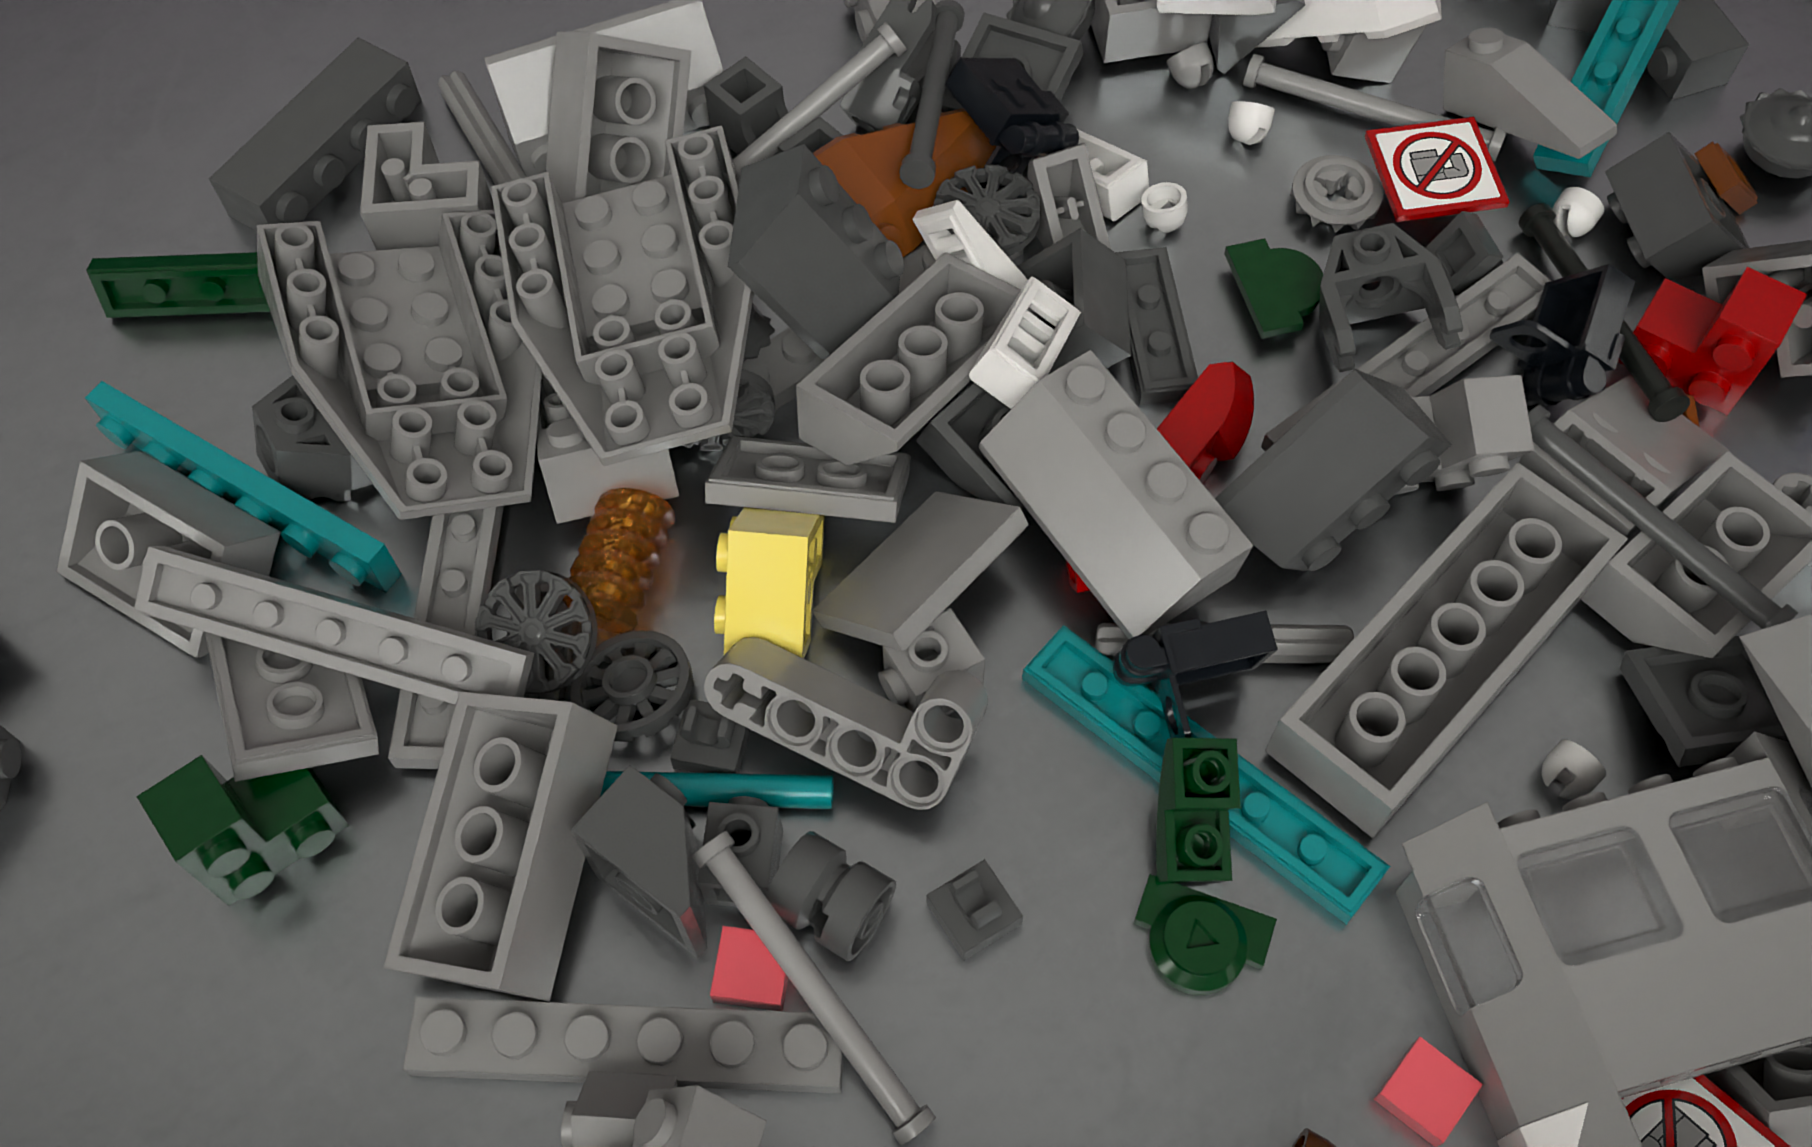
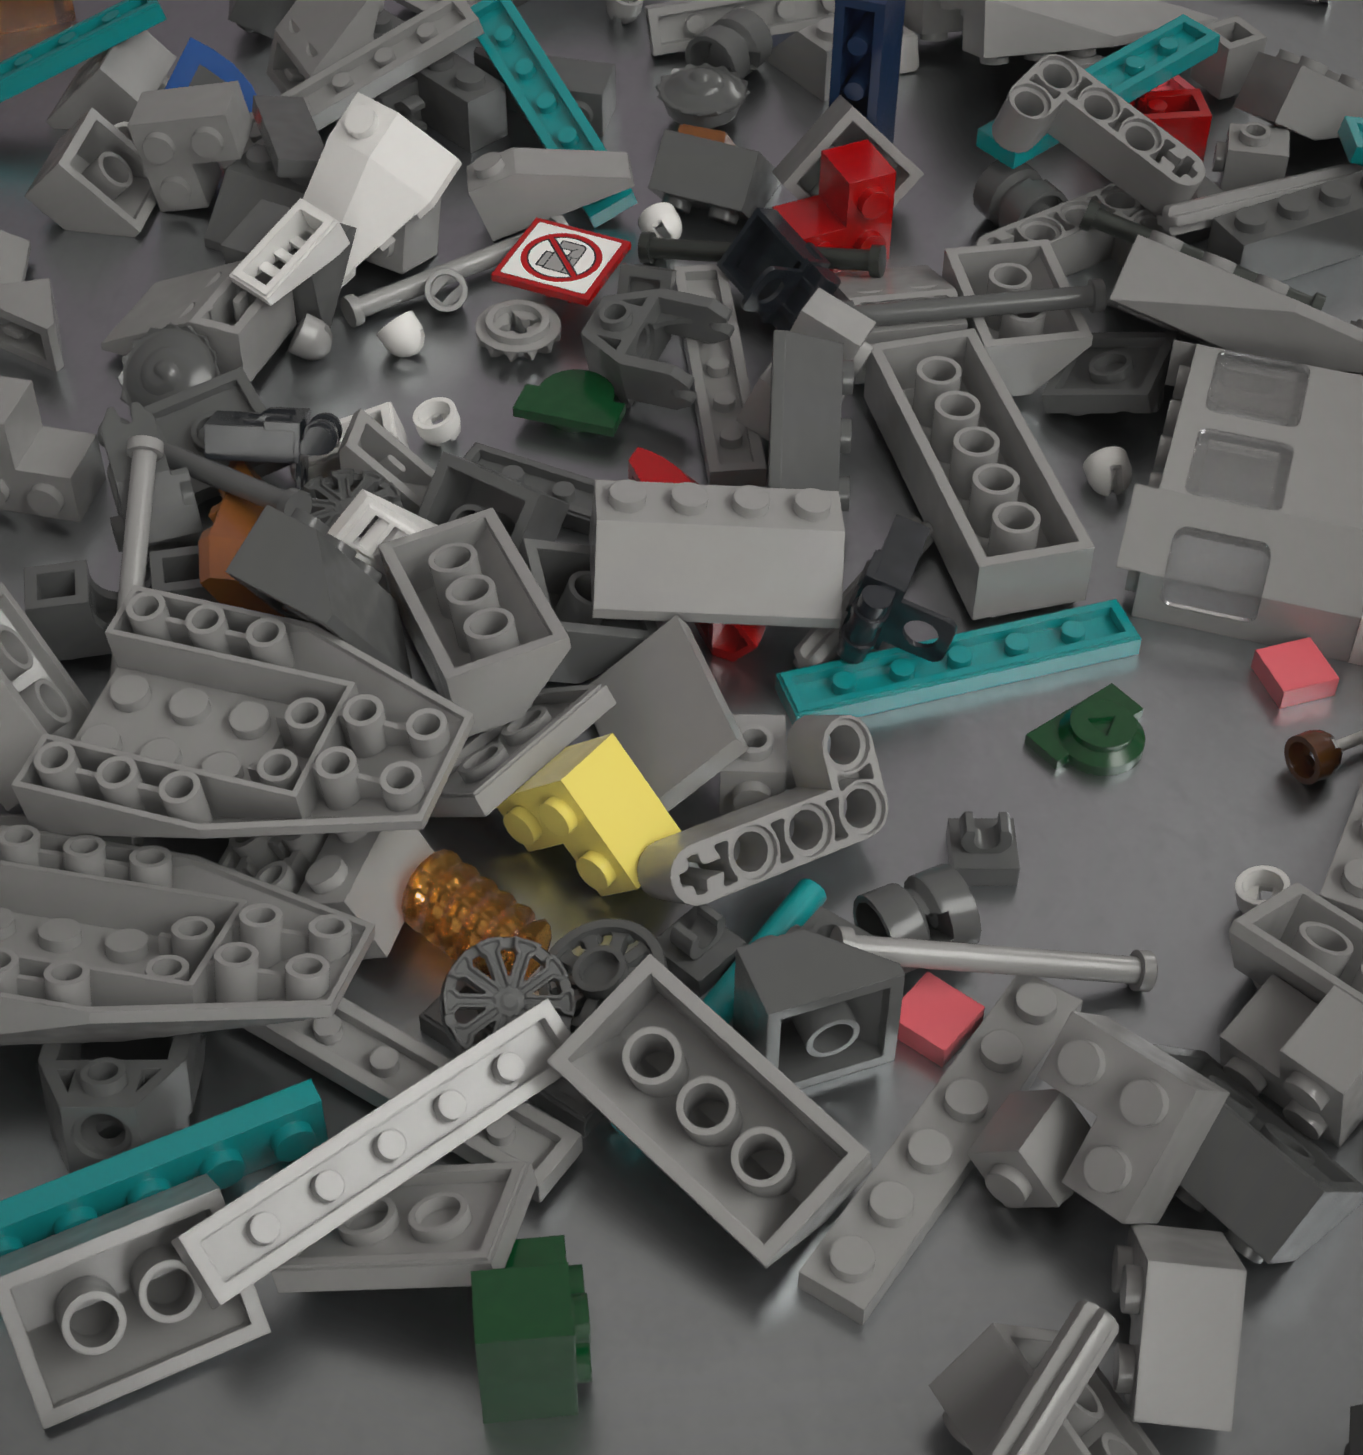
camera: 60 degrees left, 15 degrees down
(1023, 345) = (538, 530): white slope -> none
(1193, 809) = (989, 648): dark green slope -> none
(1331, 103) = (438, 281): none -> light grey hinge

